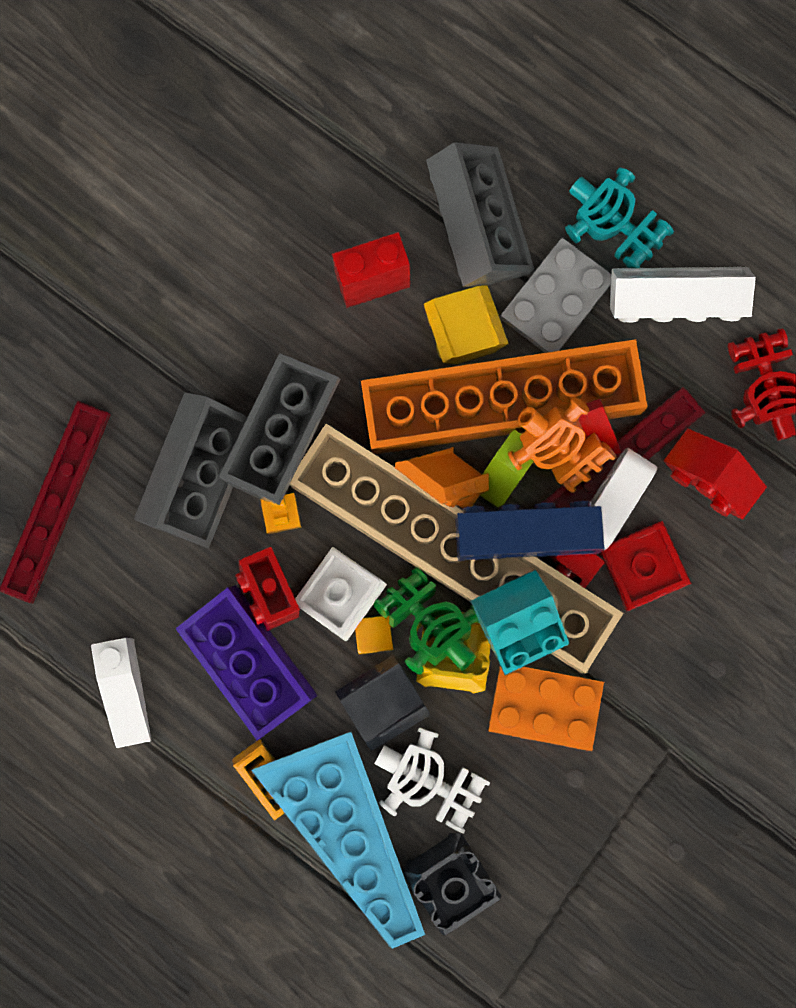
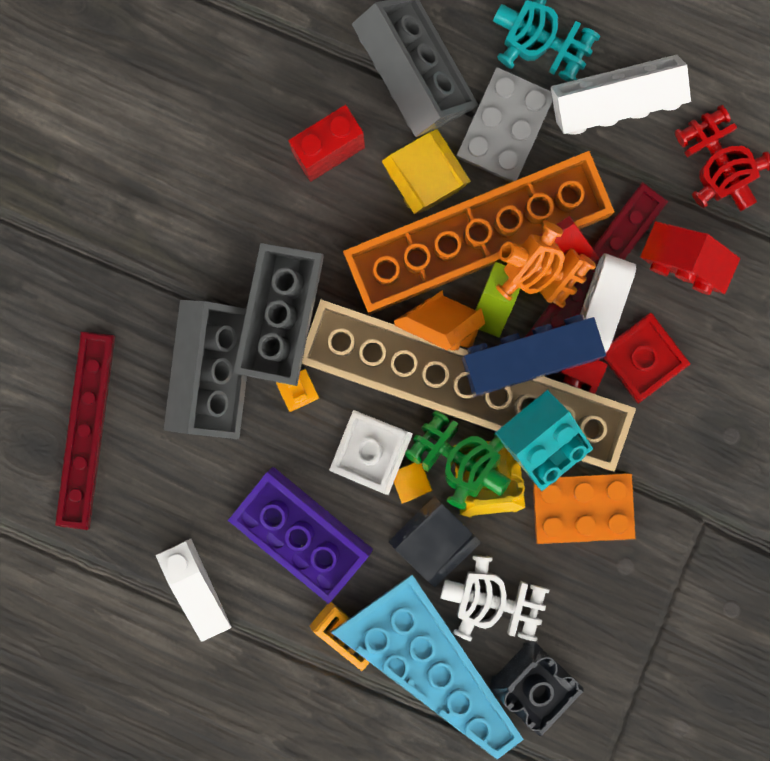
camera: 15 degrees left, 5 degrees up
(268, 588) = (305, 464): red brick -> none

